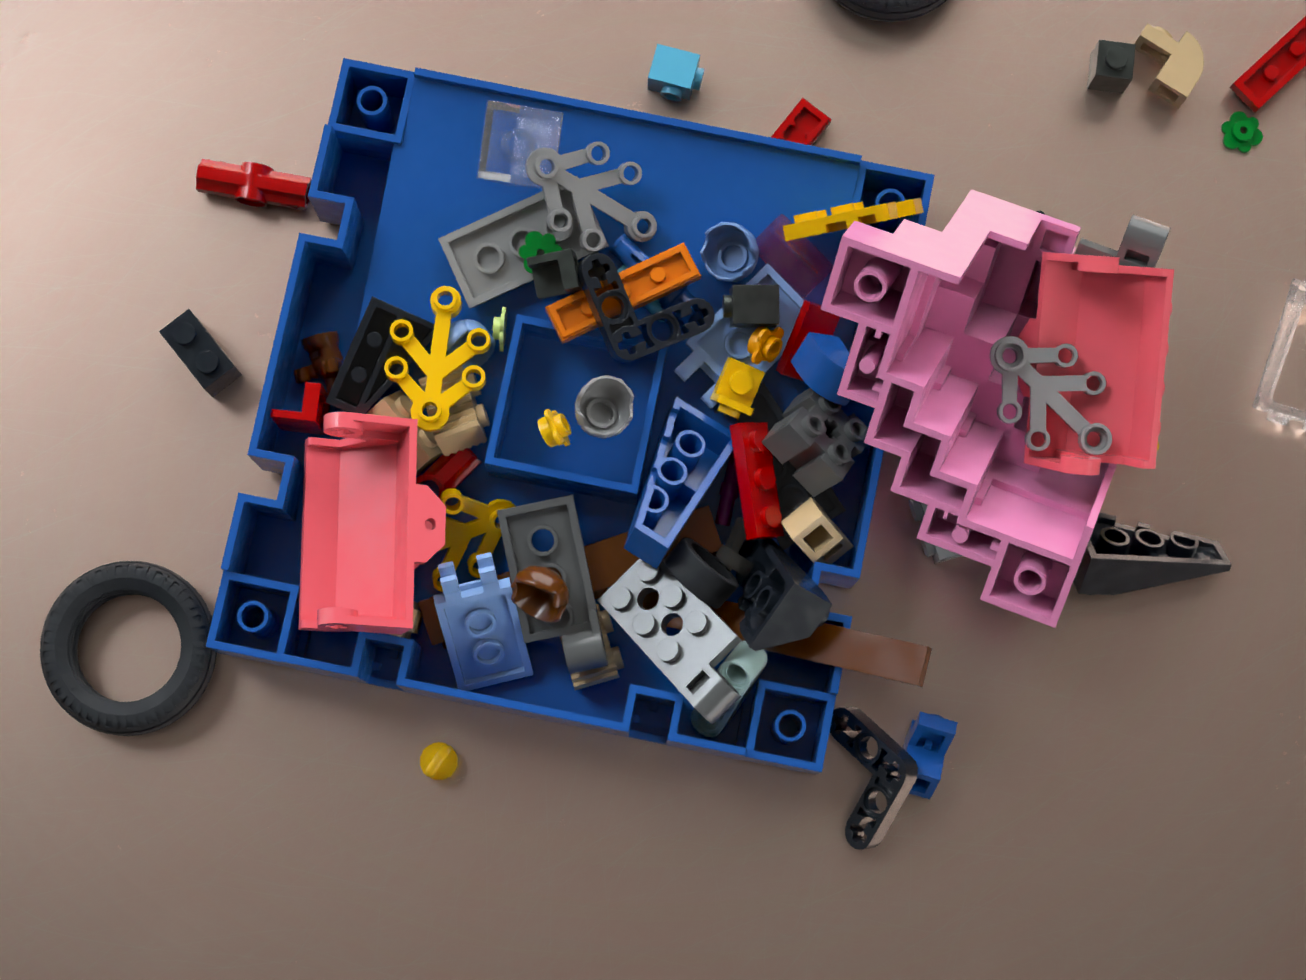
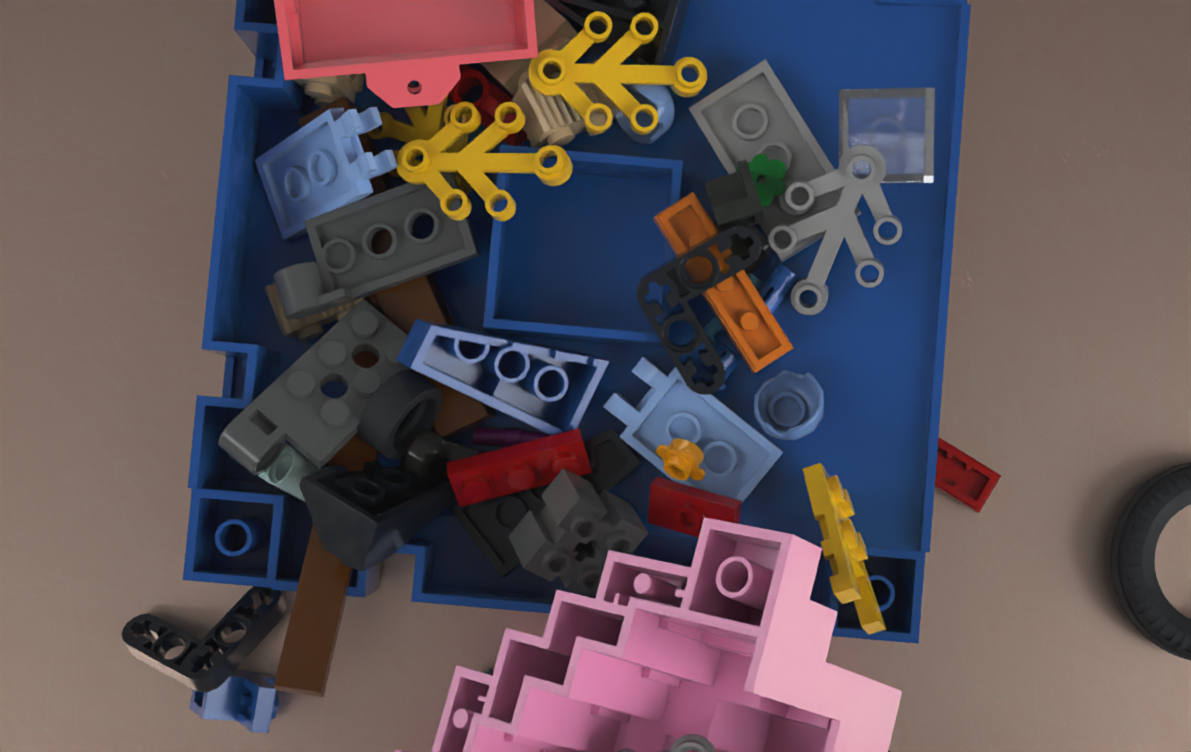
camera: 90 degrees right, 5 degrees up
(439, 761) = (178, 148): yellow tile -> none
(496, 485) = (476, 160): none -> yellow plant
(499, 328) = (668, 147): yellowish green plant -> none
(540, 593) = (355, 229): reddish brown hair -> none
(554, 428) = (545, 219): yellow plate -> none
(604, 407) = (576, 274): light grey hair -> none
(675, 73) = (1011, 321): medium azure brick -> none
(737, 388) = (625, 432): yellow bracket -> none
(752, 306) = (725, 438): pearl dark grey brick -> none
(793, 260) = (783, 490): clear pink slope -> none
(816, 533) = (465, 543): tan brick -> none
(822, 364) = (662, 531): blue brick -> none

